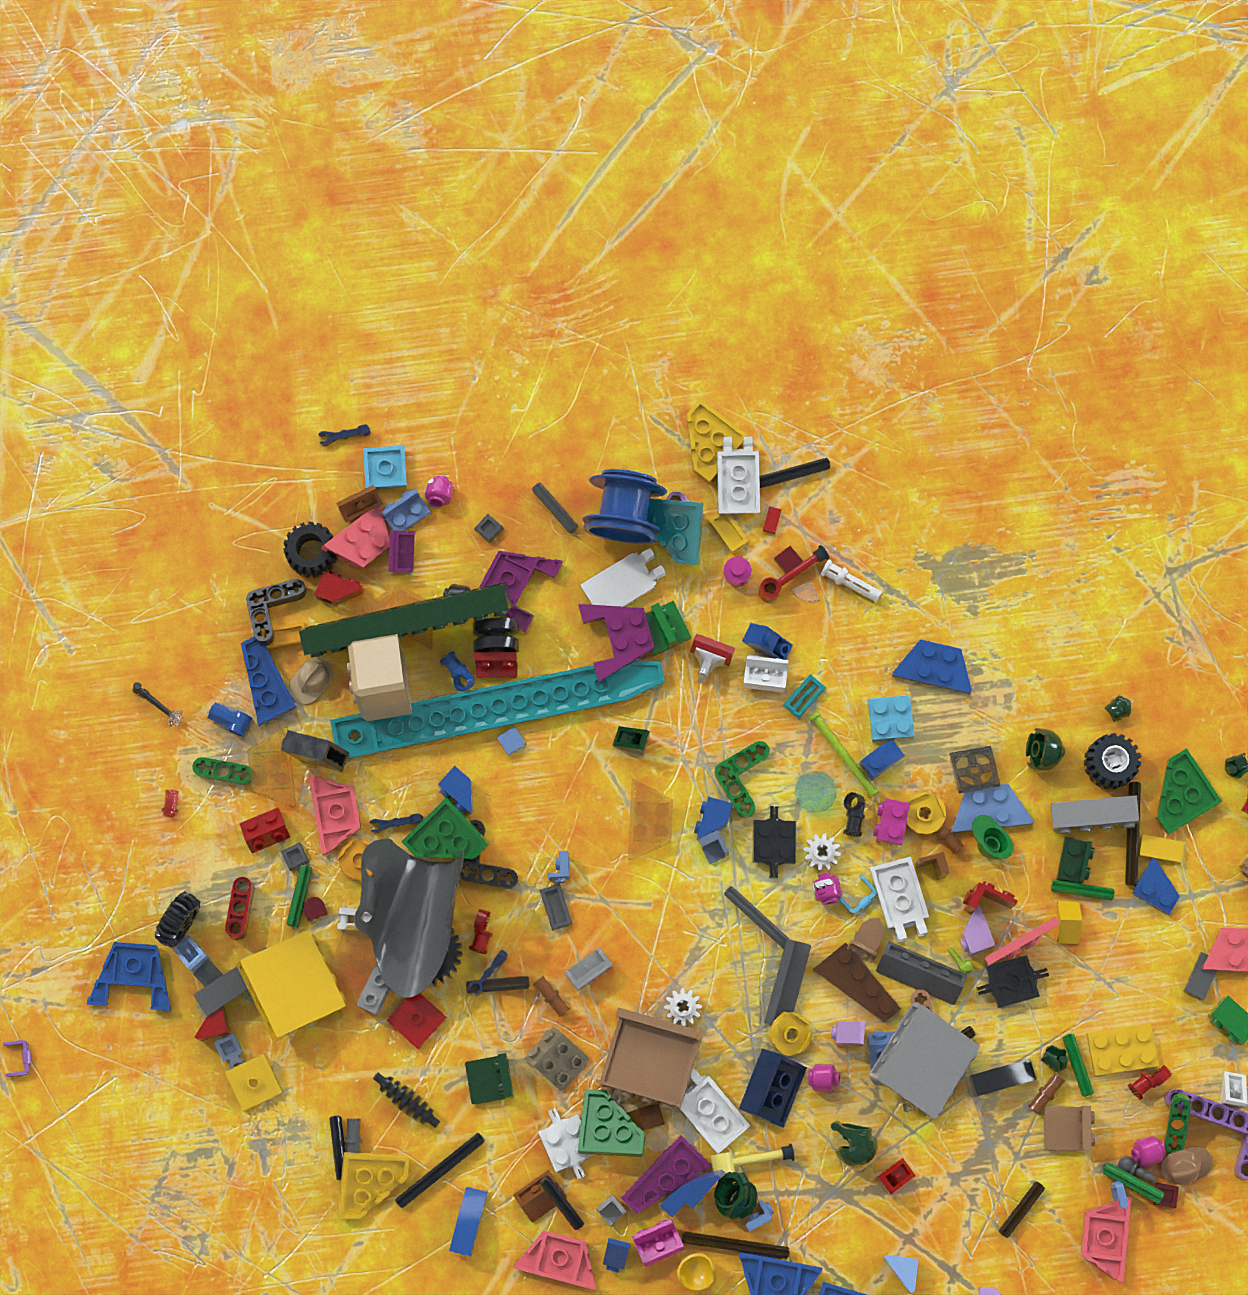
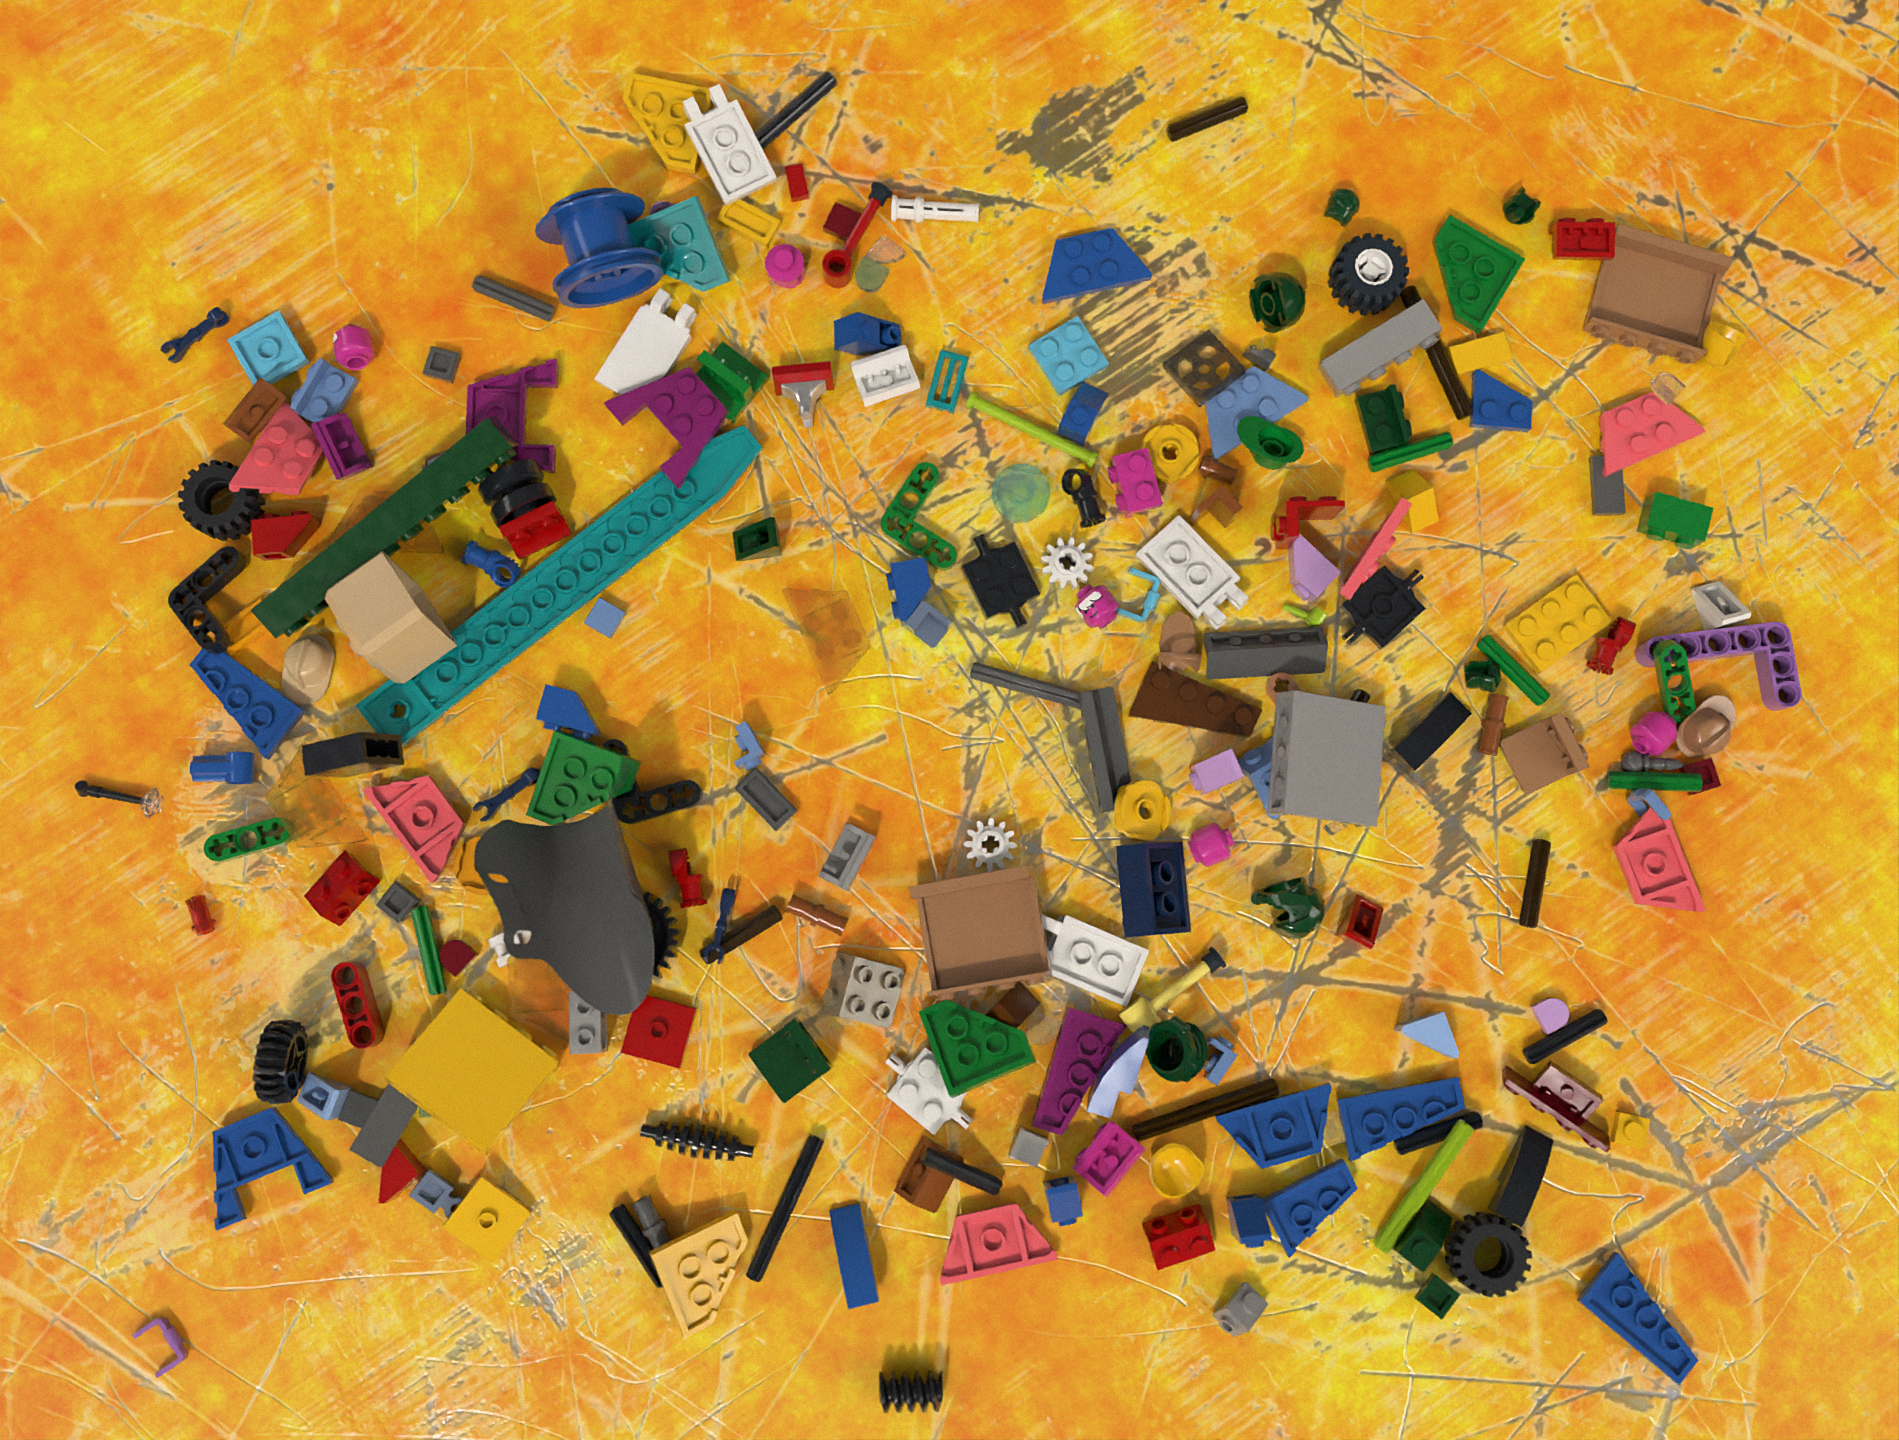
camera: 30 degrees left, 5 degrees up
(789, 603) = (870, 275): none -> clear light blue tile
(1015, 781) = (1262, 359): none -> dark grey tile
(1059, 607) = (1207, 118): none -> dark brown axle

